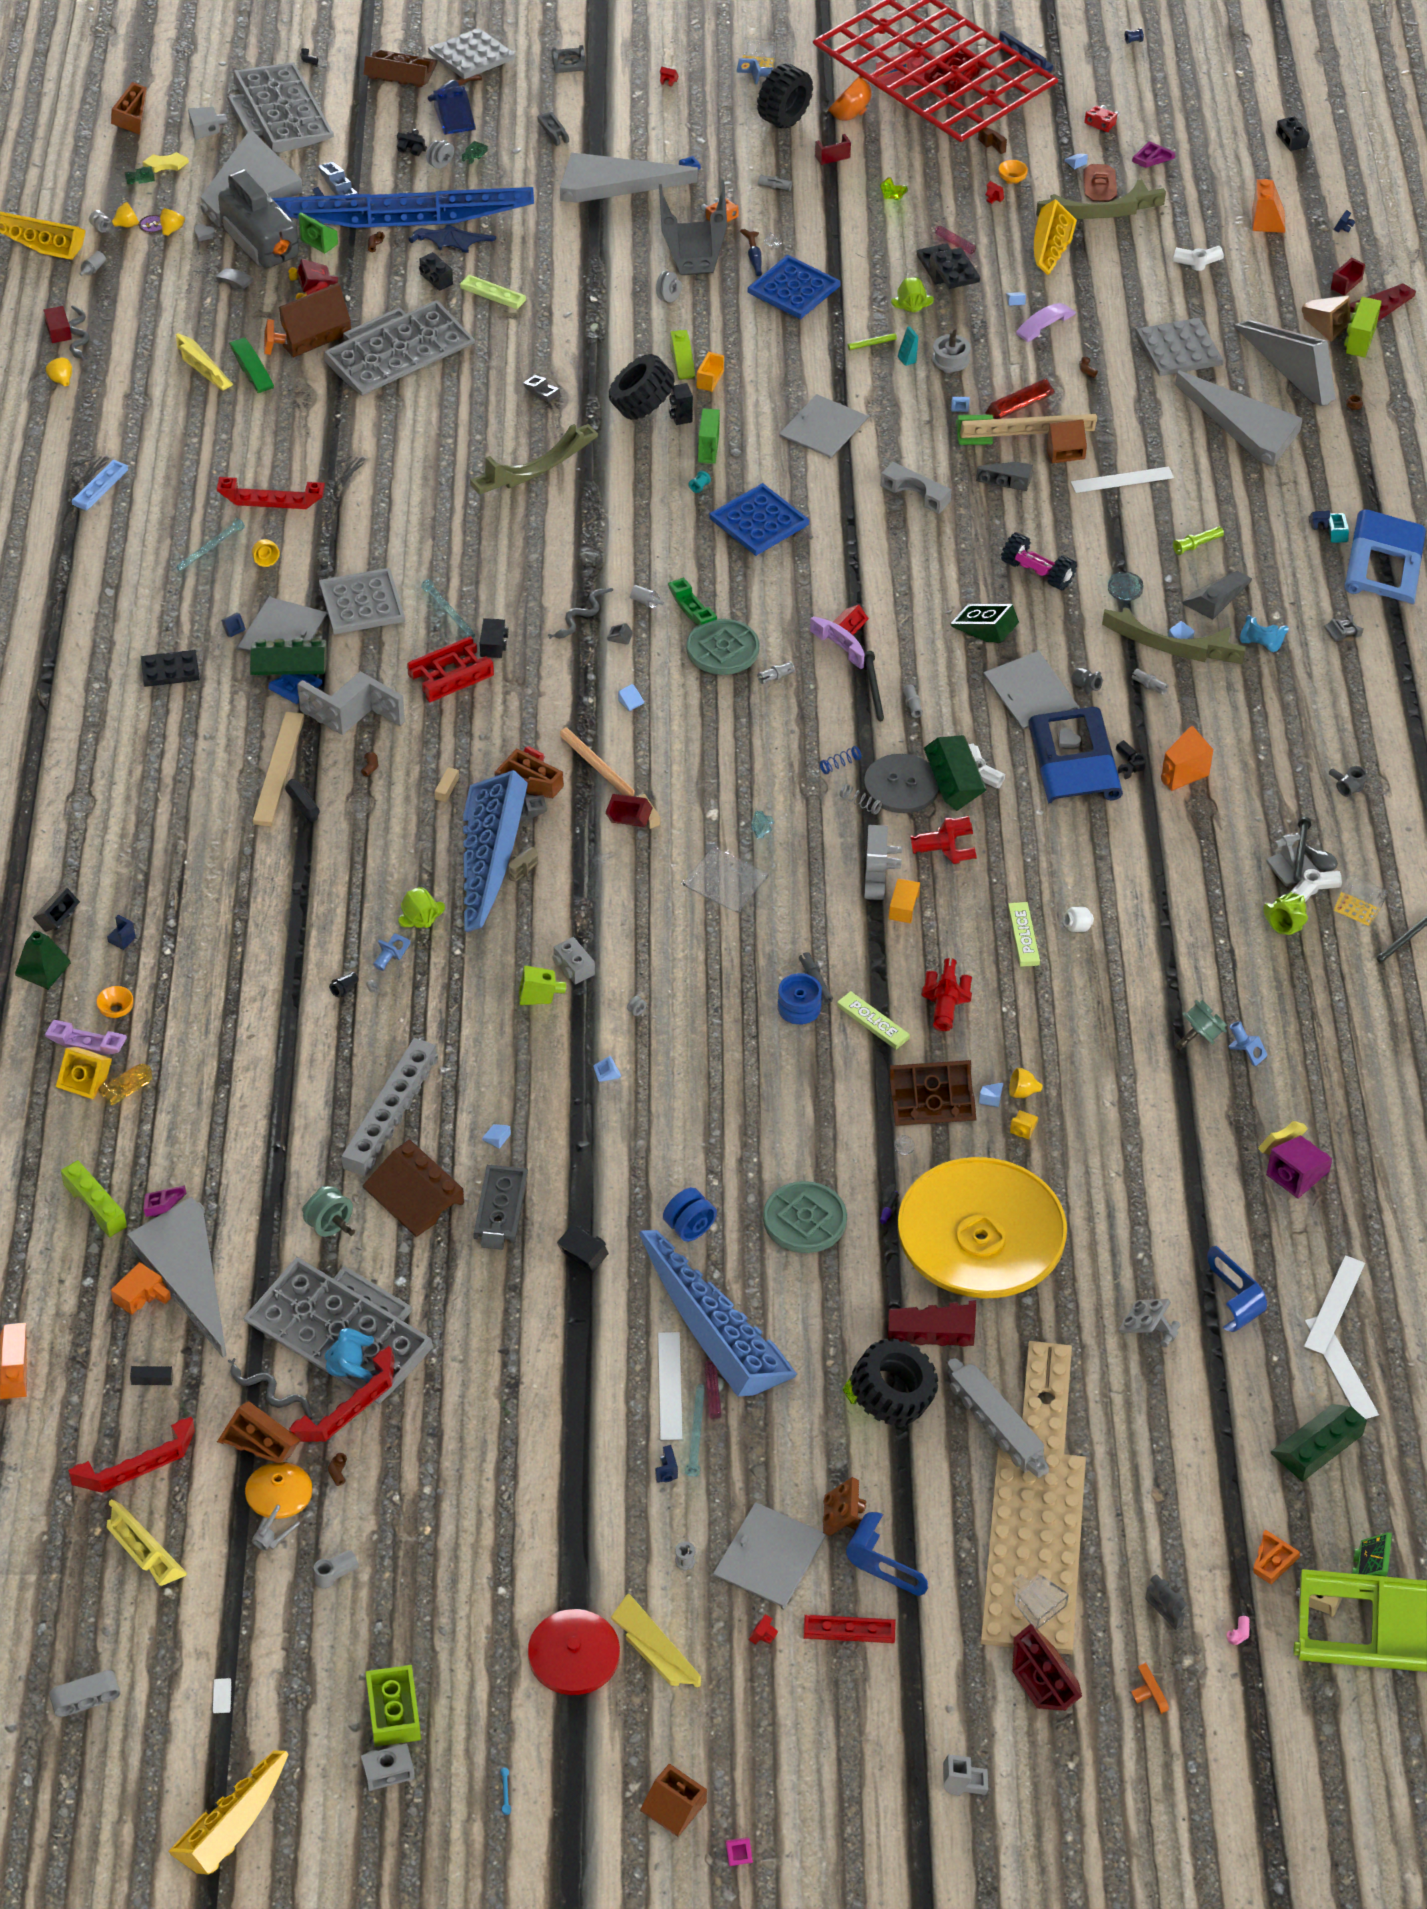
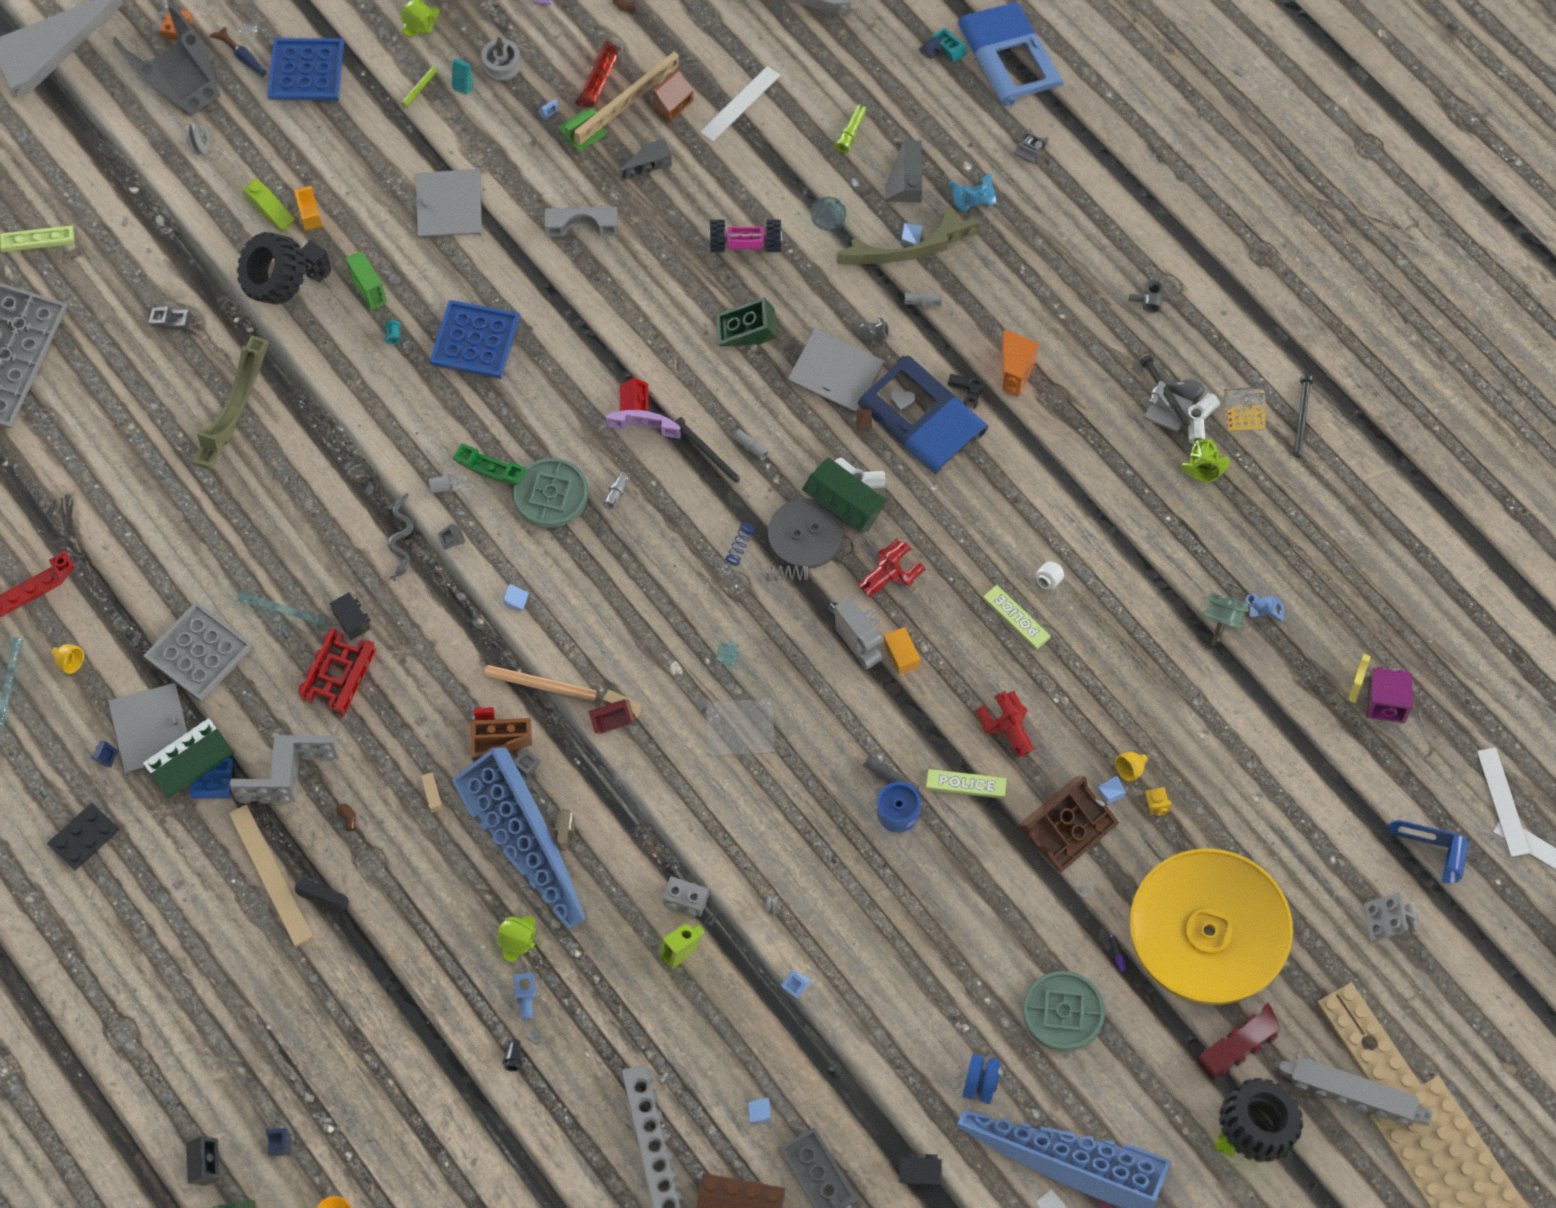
camera: 35 degrees left, 15 degrees up
(1022, 733) = (864, 418): none -> reddish brown slope

